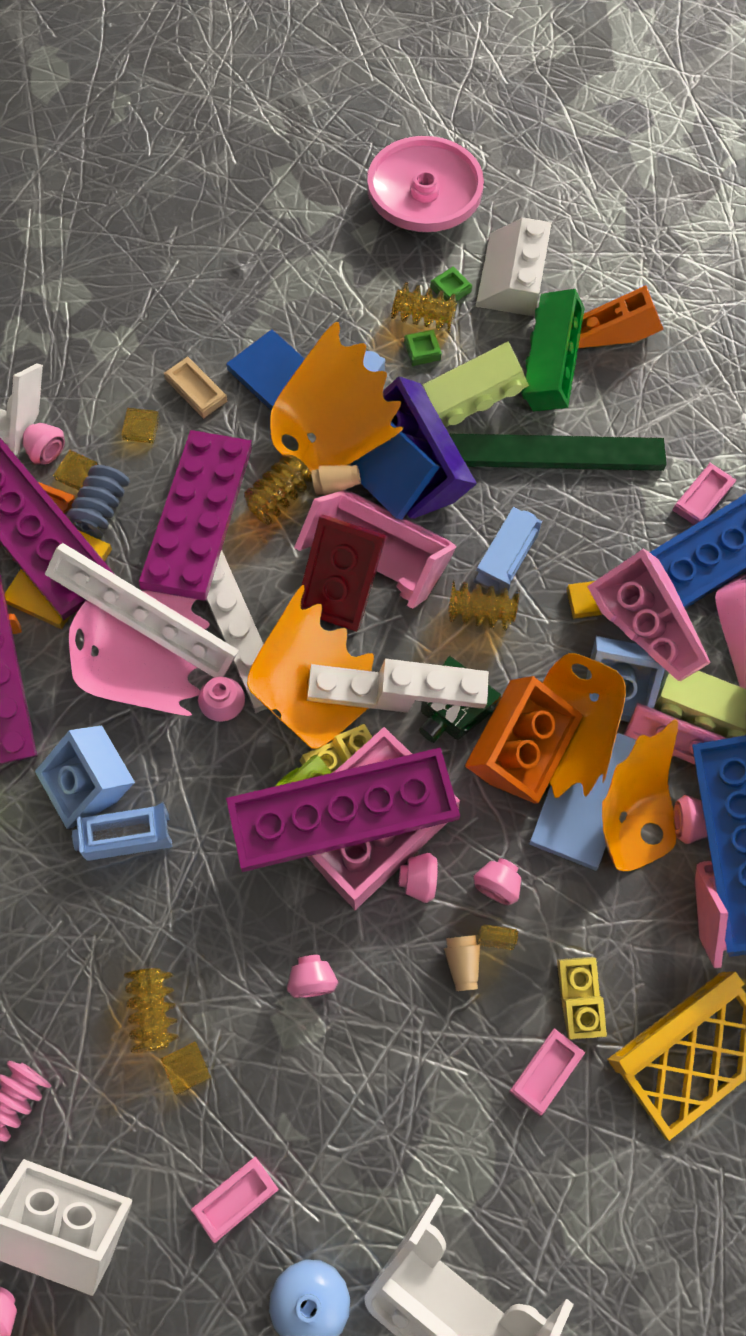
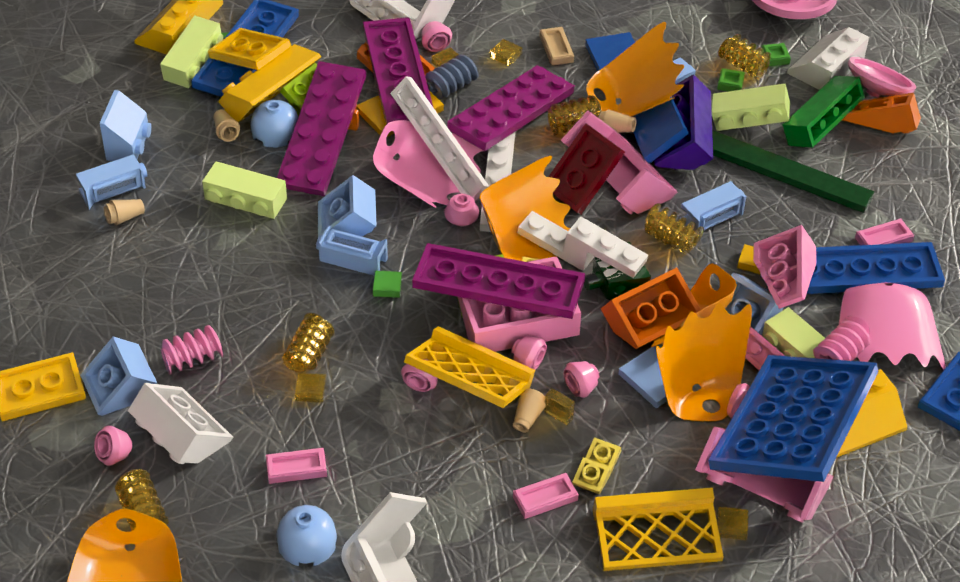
camera: 30 degrees right, 20 degrees down
(192, 856) = (387, 284): none -> bright green tile
(372, 926) = (480, 362): none -> yellow fence
(590, 273) = (879, 78): none -> bright pink dish

